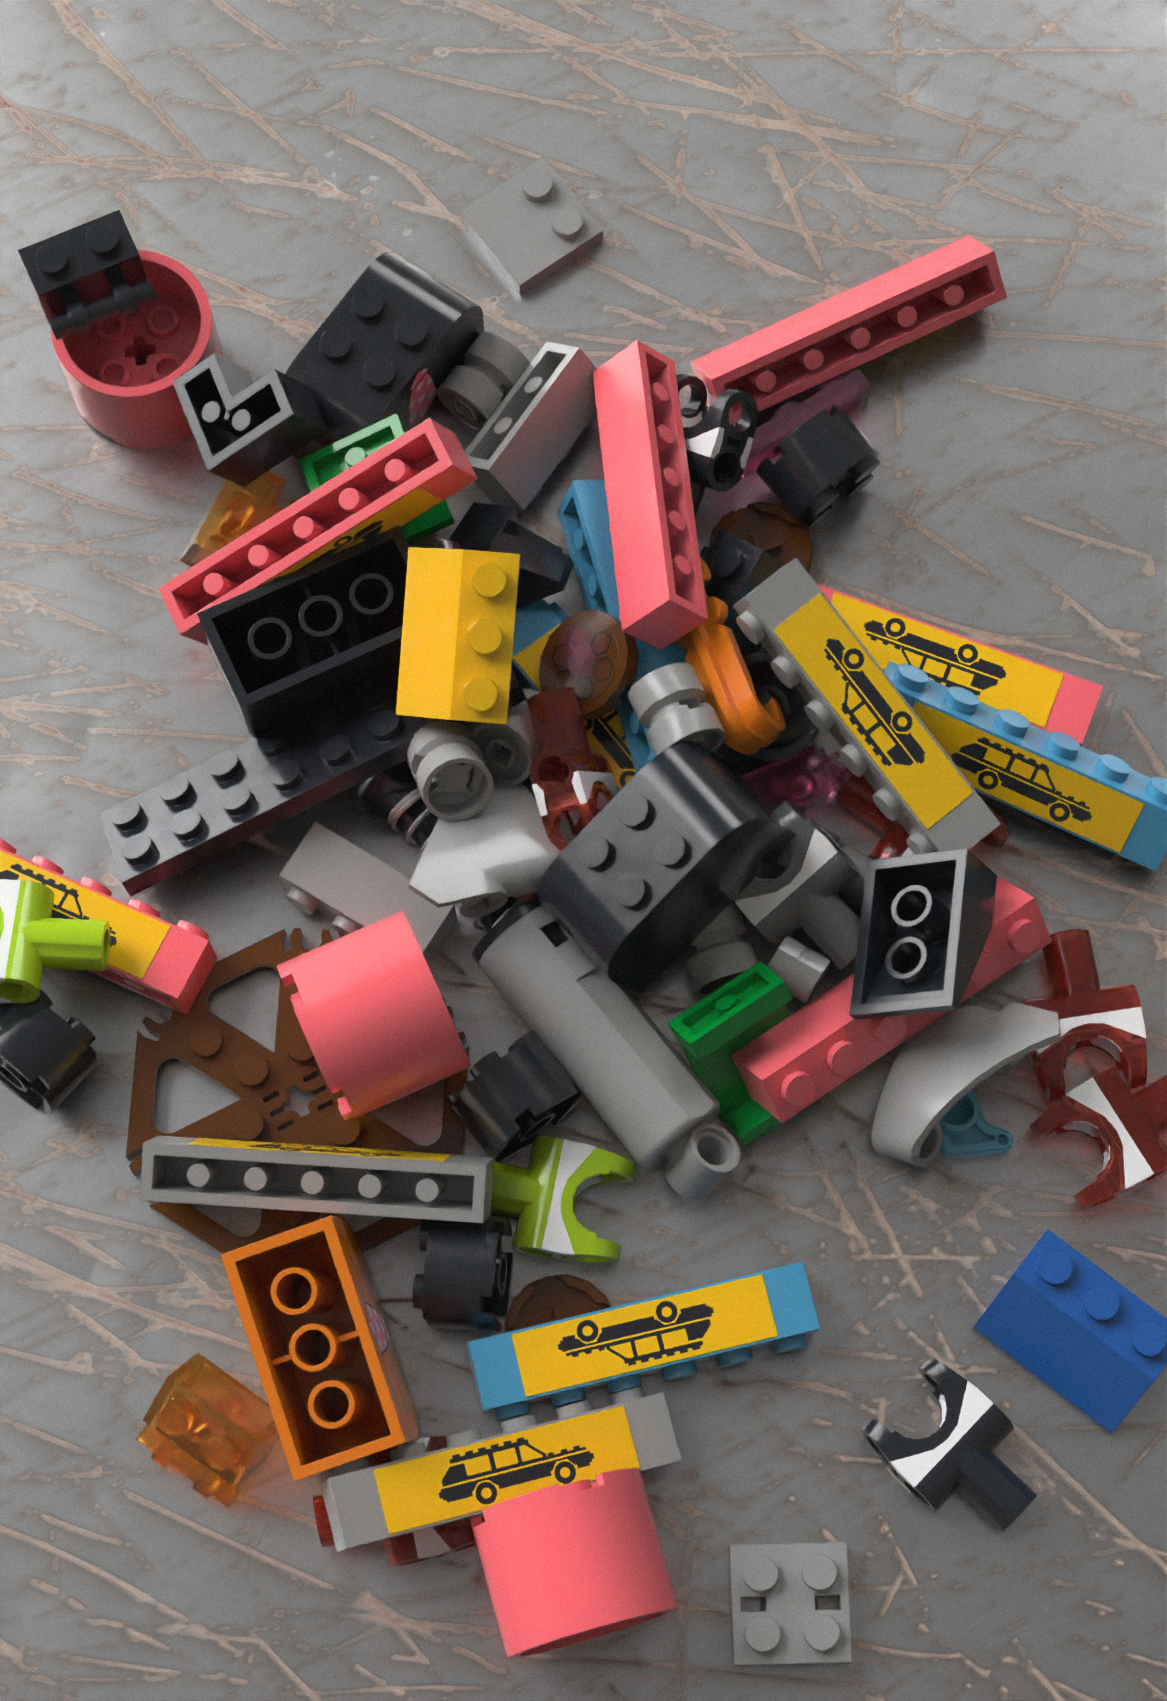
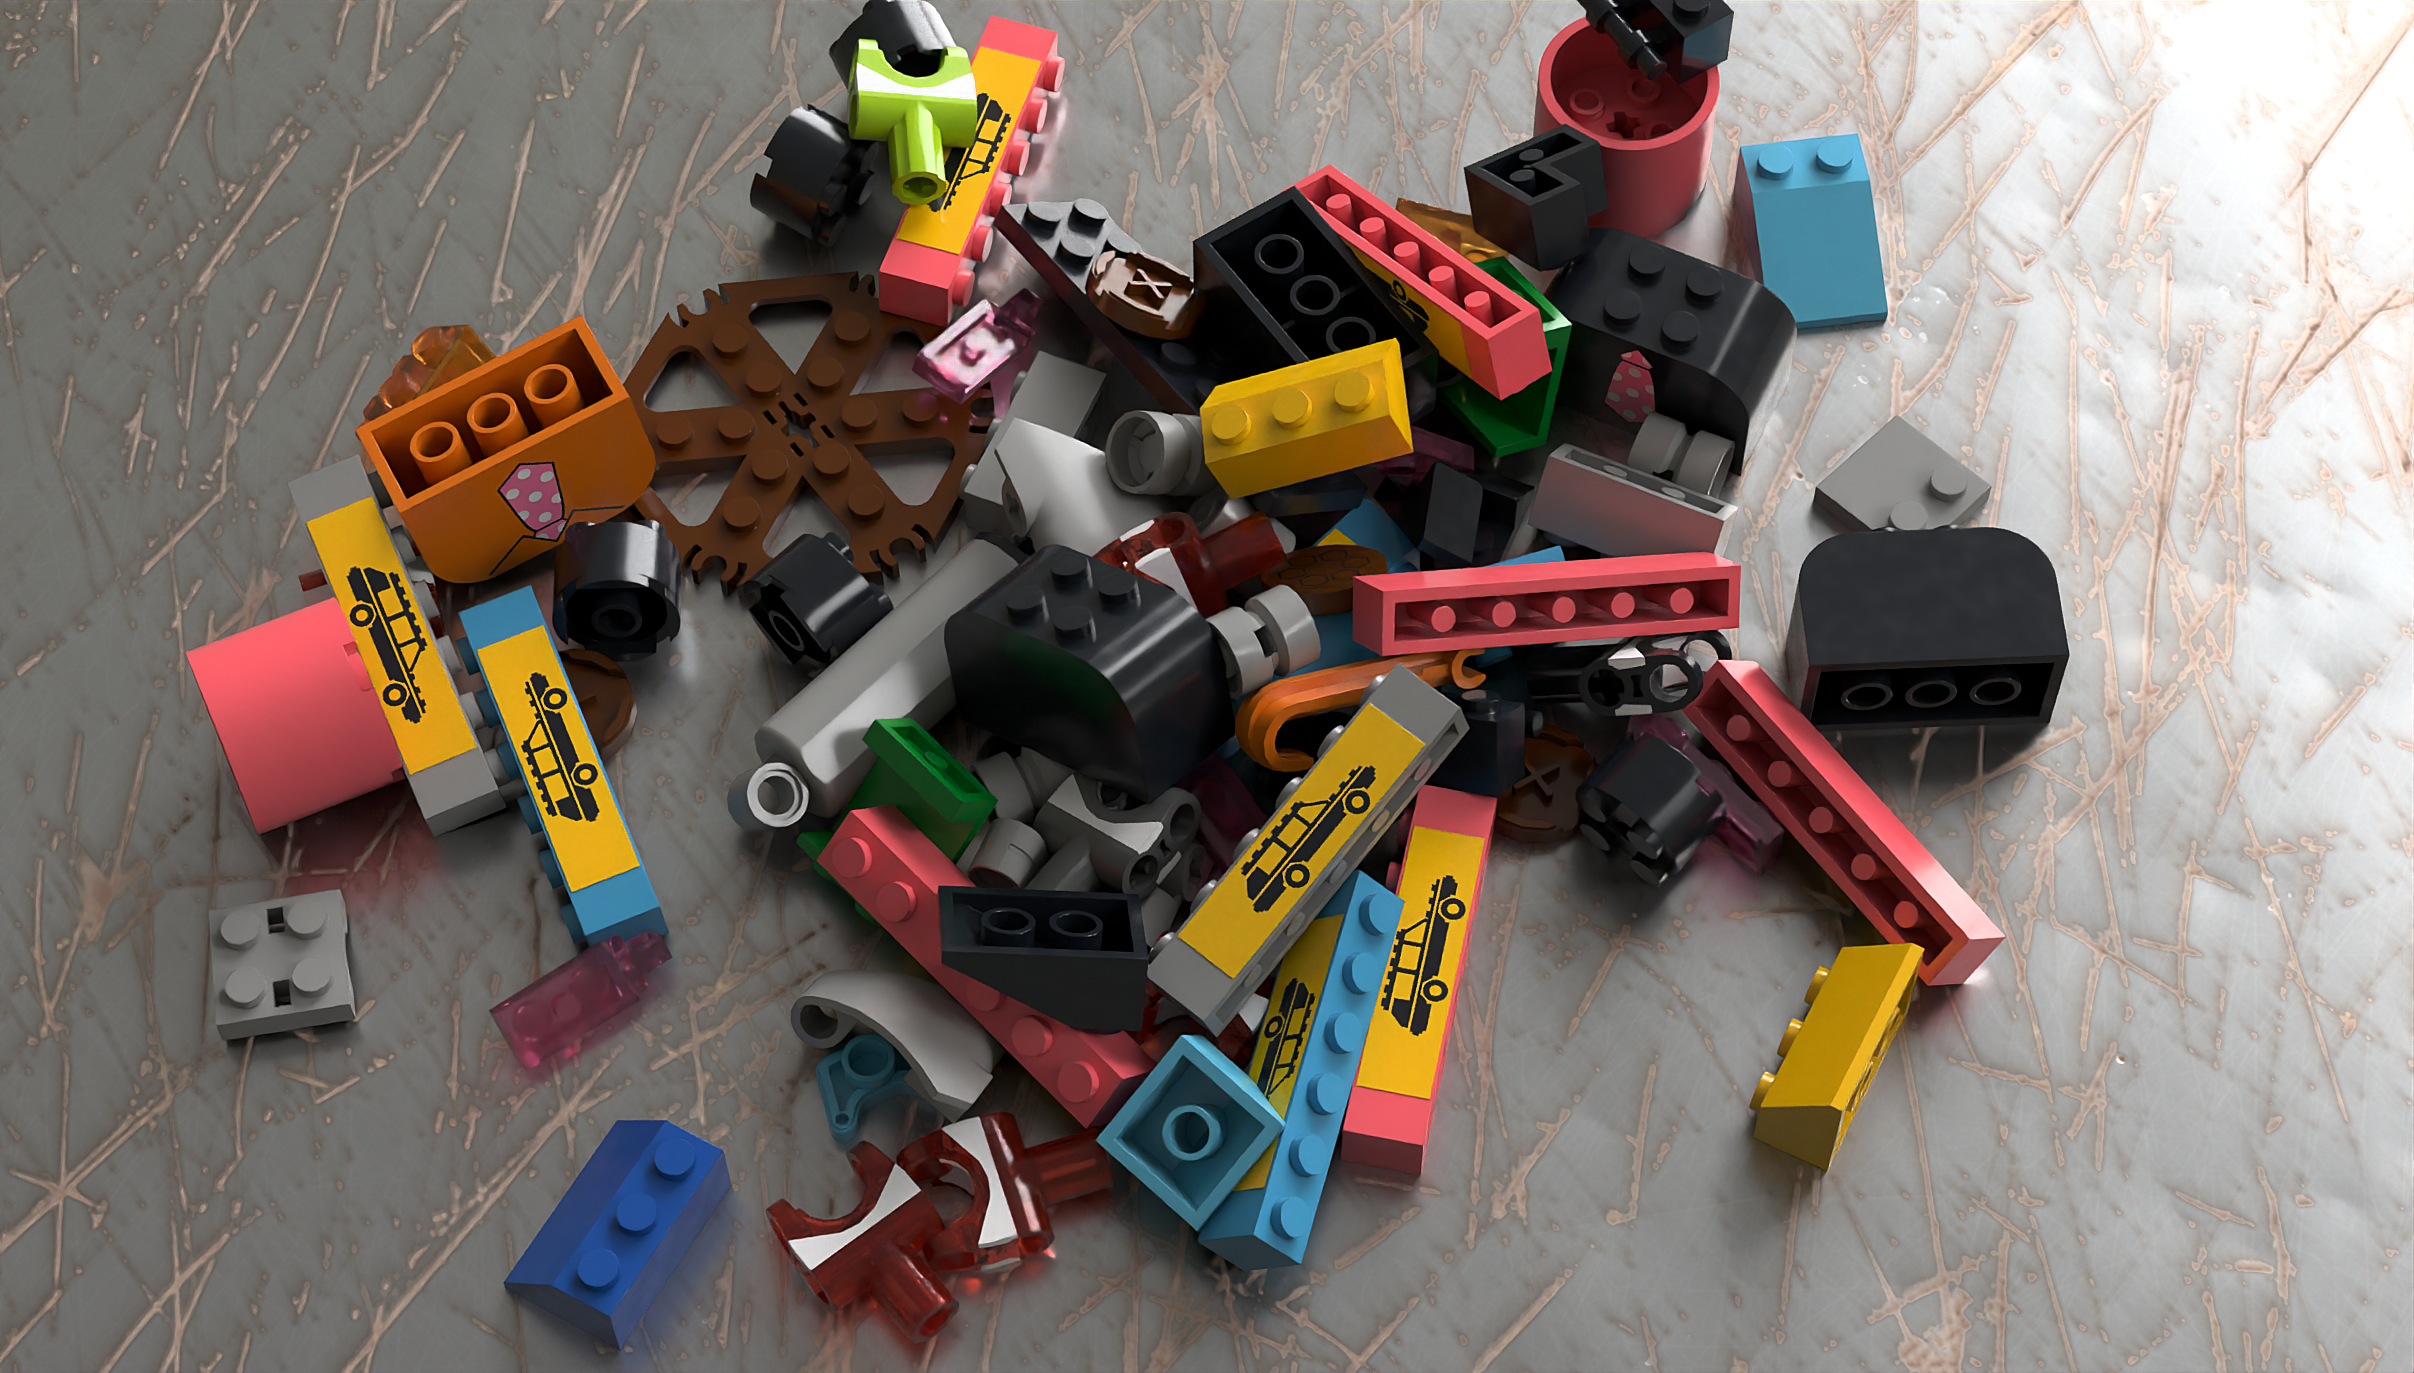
camera: 80 degrees right, 15 degrees down
(252, 924) = (978, 345): none -> clear pink hinge
(261, 768) = (1145, 295): none -> reddish brown tile
(265, 234) = (1813, 228): none -> medium azure slope
(317, 1178) = (694, 427): light grey brick -> none
(374, 1016) = (871, 428): coral brick -> none
(546, 1198) = (715, 666): lime connector -> none
(688, 228) = (1926, 630): none -> black brick
(859, 1344) = (577, 996): none -> clear pink hinge
(957, 1453) = (466, 1109): black connector -> none
(1053, 370) = (1835, 1050): none -> yellow slope
(1072, 853) = (1193, 1129): none -> medium azure slope

